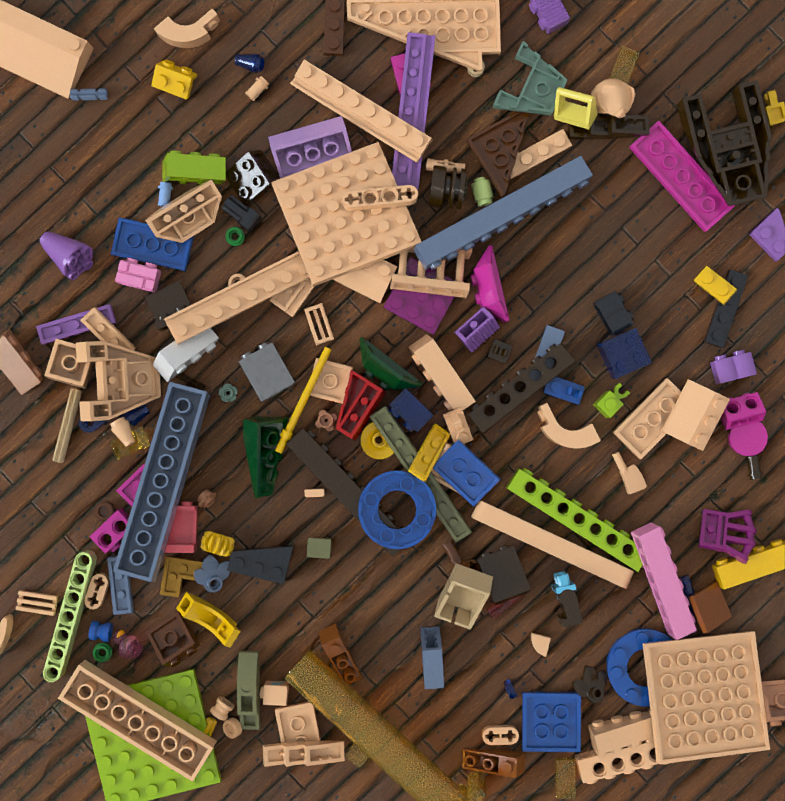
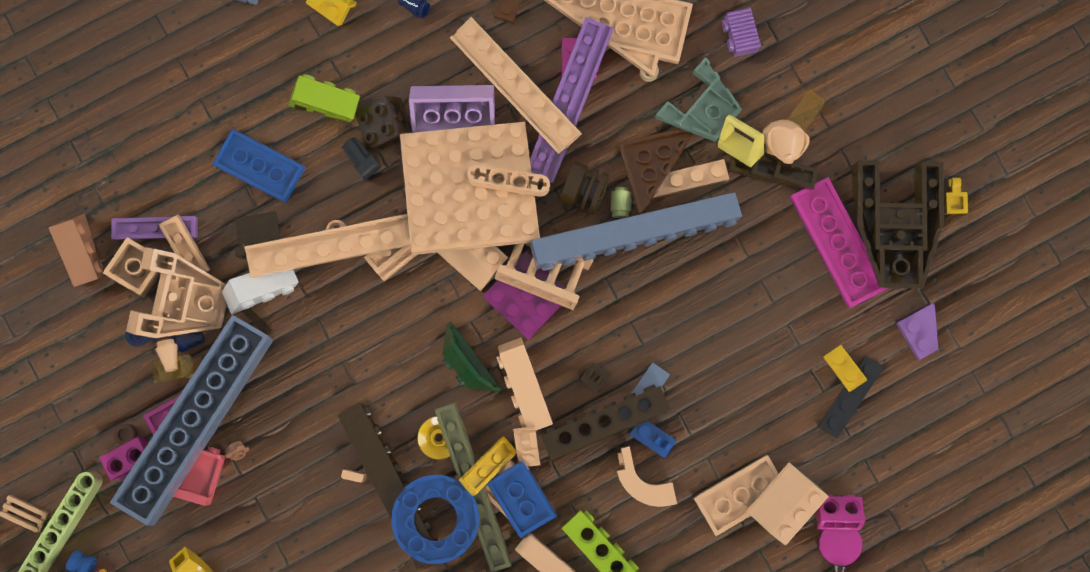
camera: 25 degrees right, 5 degrees down
(67, 425) = (112, 332): tan axle -> none
(68, 254) = (167, 153): medium lavender cone -> none
(101, 592) = (87, 516): light nougat beam -> none
(120, 590) = (116, 527): sand blue tile -> none
(137, 275) = (233, 194): bright pink brick -> none
(164, 193) = (286, 117): light blue pin -> none
(175, 571) = (183, 519): pearl gold plate -> none
(186, 213) = (302, 143): light nougat wedge -> none
(210, 571) = (219, 531): sand blue plate -> none
(217, 543) = (233, 502): yellow gear -> none
(233, 392) = (298, 343): sand green plate -> none
(235, 230) = (347, 174): green plate -> none
(257, 88) = (414, 33): light nougat pin -> none
(261, 438) = (313, 410): dark green wedge -> none
(262, 562) = (276, 537): black wedge -> none
(266, 371) = (339, 331): flat silver panel -> none
(286, 433) = (342, 403): yellow bar -> none
(319, 547) = (341, 537): olive panel -> none
(324, 339) = (409, 278): light nougat tile -> none
(327, 425) = (382, 401): nougat plate -> none
(332, 382) = (404, 359): light nougat tile -> none
(358, 404) = (428, 391): red wedge -> none
(410, 410) = (479, 414): clear blue brick -> none
(449, 165) = (592, 166): light nougat pin -> none
(477, 329) = (575, 347): medium lavender brick -> none
(489, 287) = (601, 304): dark pink wedge -> none
(610, 402) = (698, 464): lime brick -> none
(613, 314) = (727, 369): black brick -> none
(624, 353) = (727, 415): clear blue brick -> none
(631, 475) = (701, 550): light nougat piece -> none
(733, 367) = (842, 463): medium lavender brick -> none

